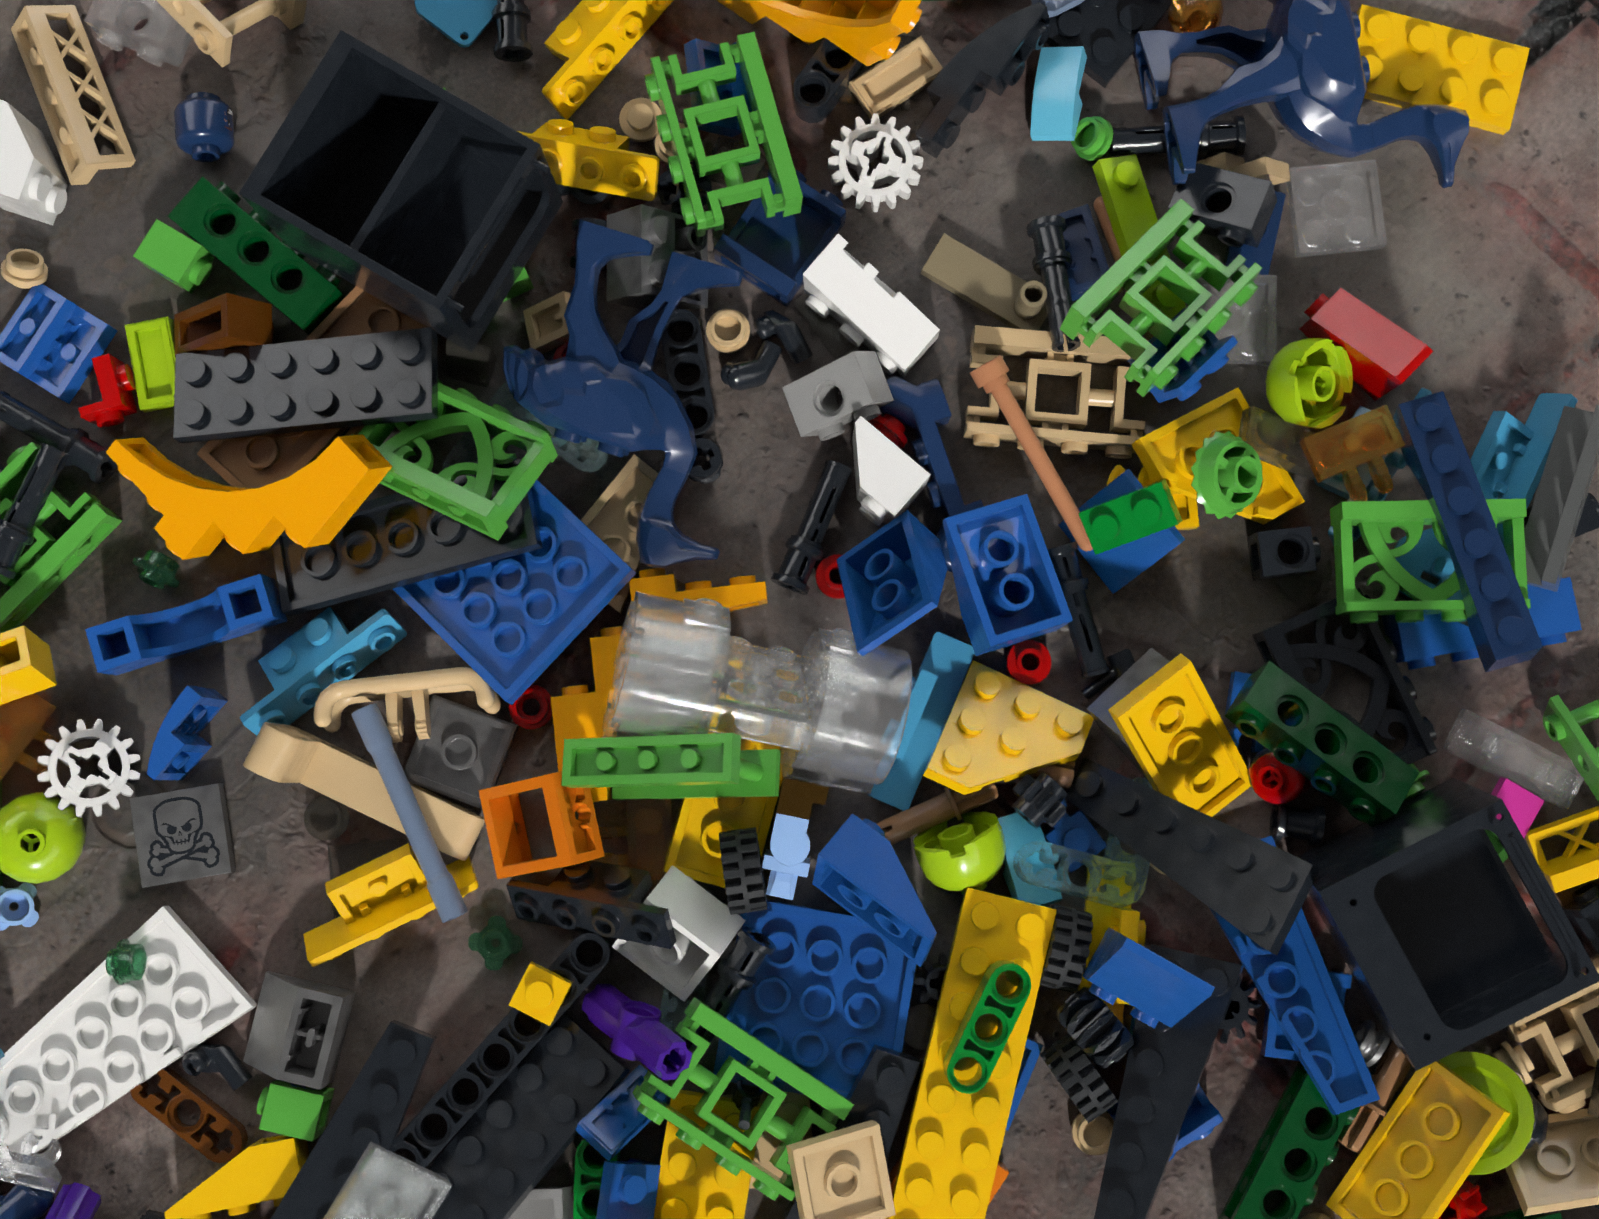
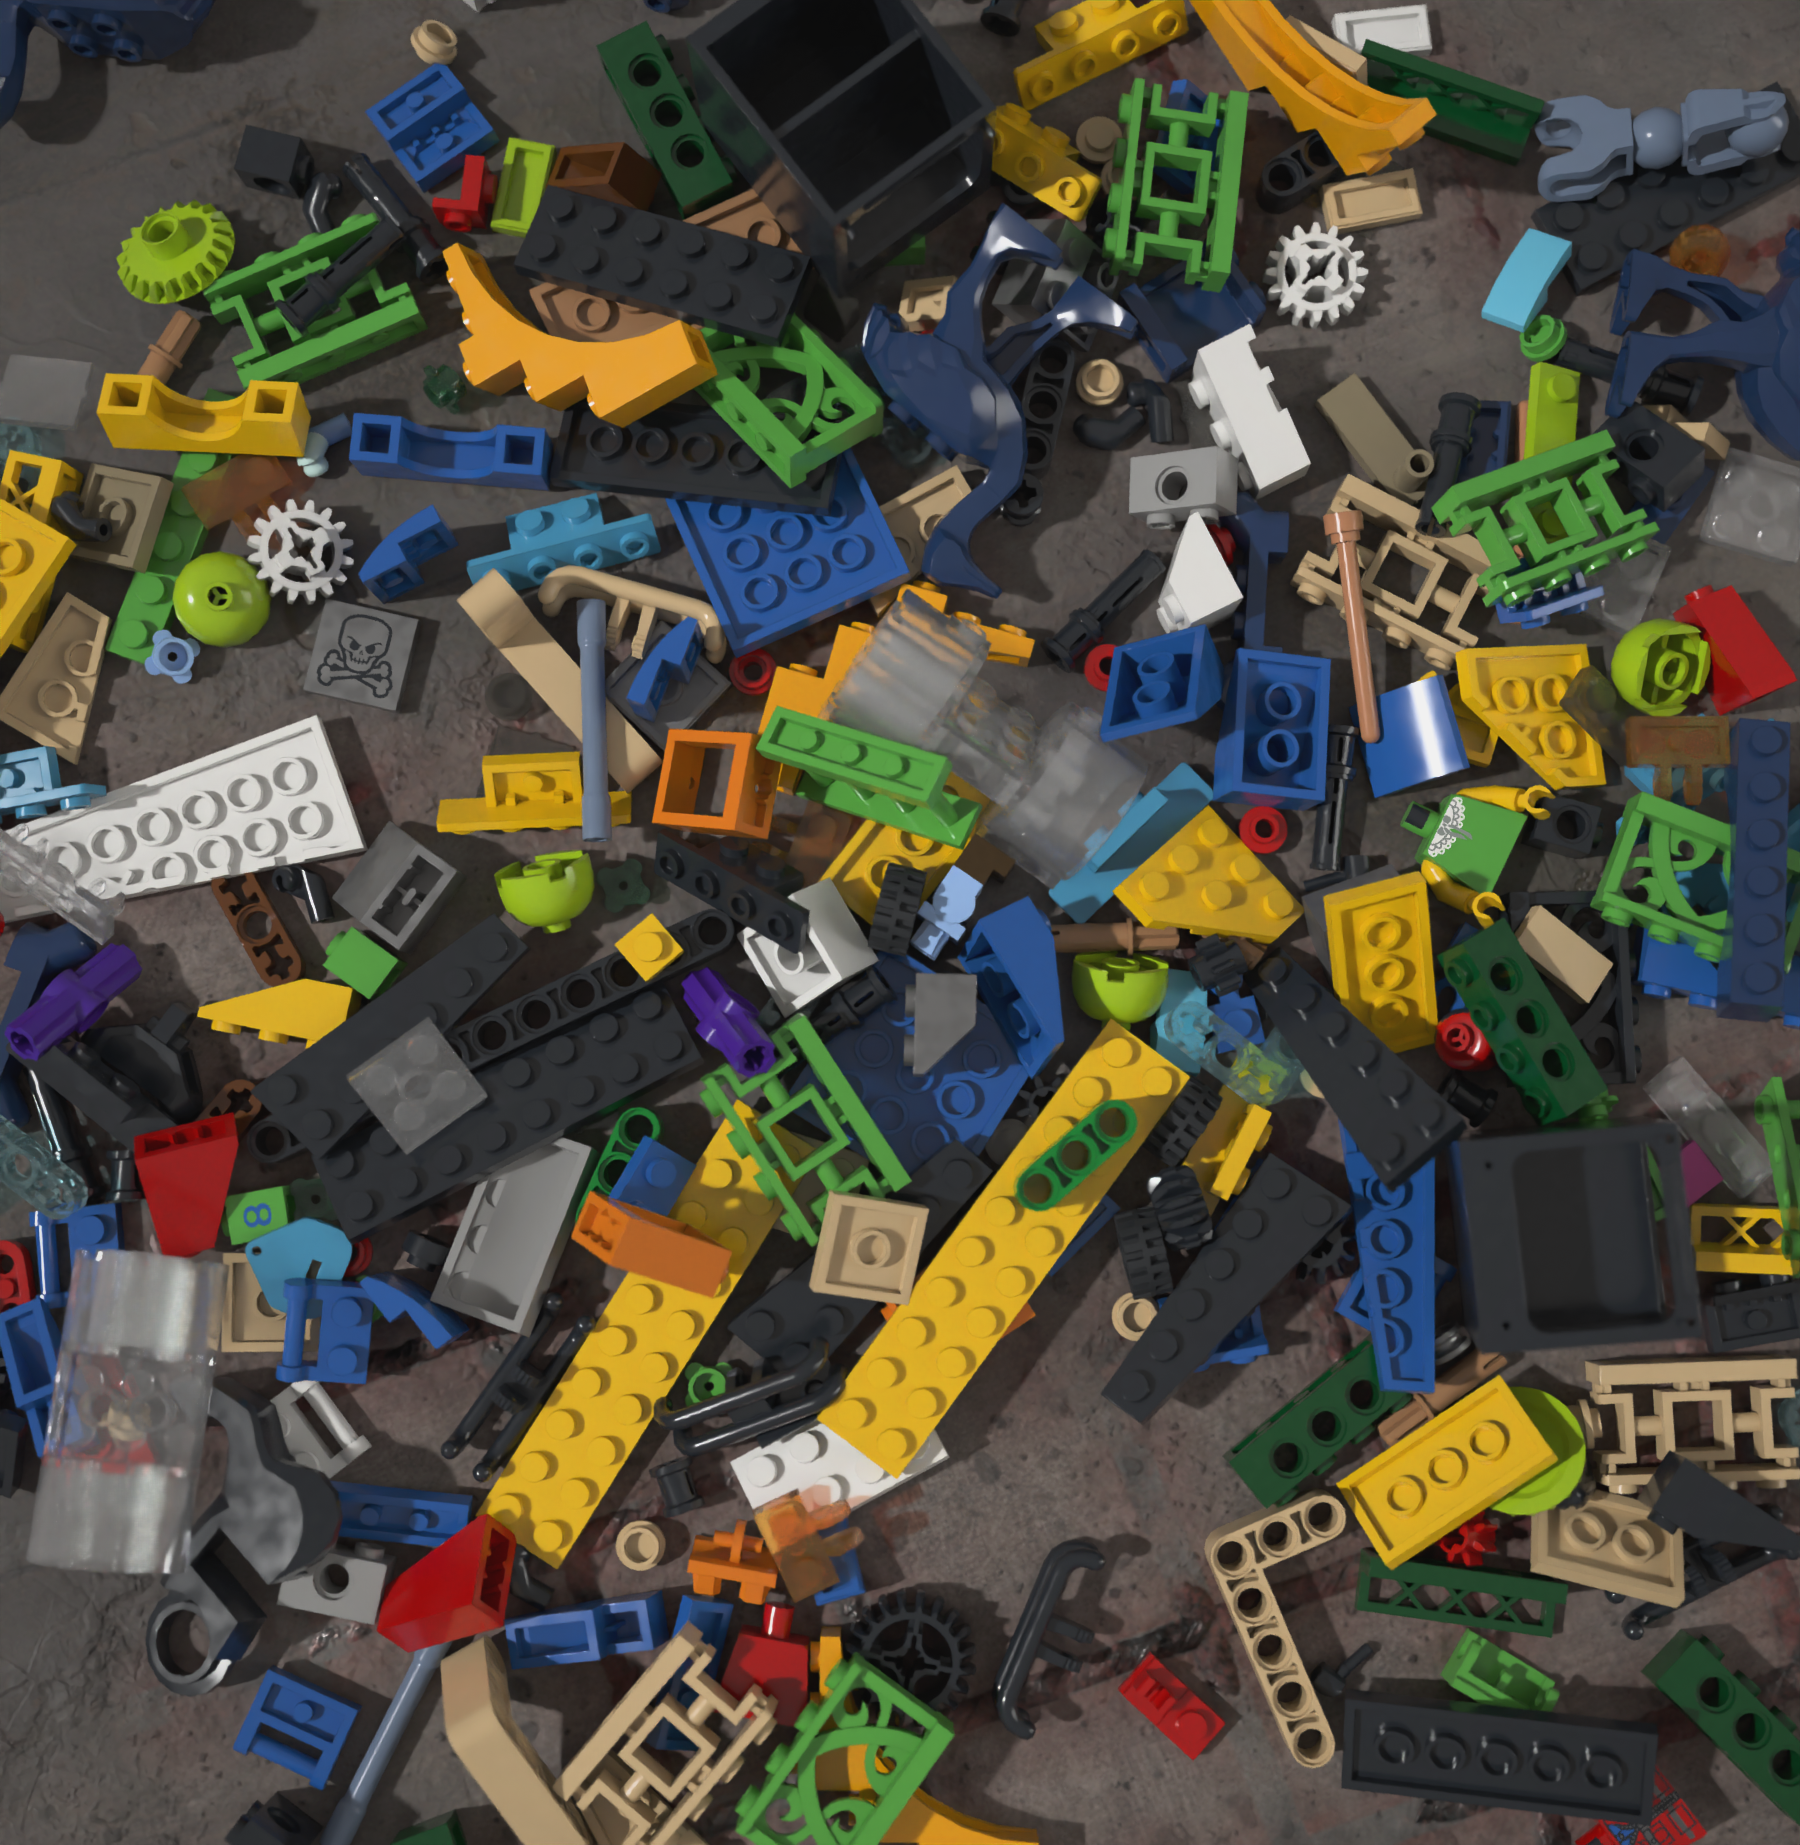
camera: 25 degrees right, 0 degrees up
(65, 662) = (319, 440): none -> arm
(126, 962) = (261, 752): clear green plate -> none
(175, 256) = (585, 90): bright green brick -> none
(430, 977) = (548, 889): none -> lime cylinder
(456, 727) = (671, 658): none -> blue slope
(616, 1117) = (674, 1100): blue plate -> none
(745, 1103) = (805, 1138): black hand -> none
(821, 951) = (943, 1017): none -> flat silver slope
(988, 62) = (1470, 220): black slope -> none
(1130, 516) = (1424, 721): green plate -> none
(1143, 980) = (1250, 1172): blue slope -> none
(1211, 601) = (1471, 841): none -> torso
(1226, 475) = (1537, 719): bright green piece -> none
(1329, 668) = (1562, 954): none -> tan tile

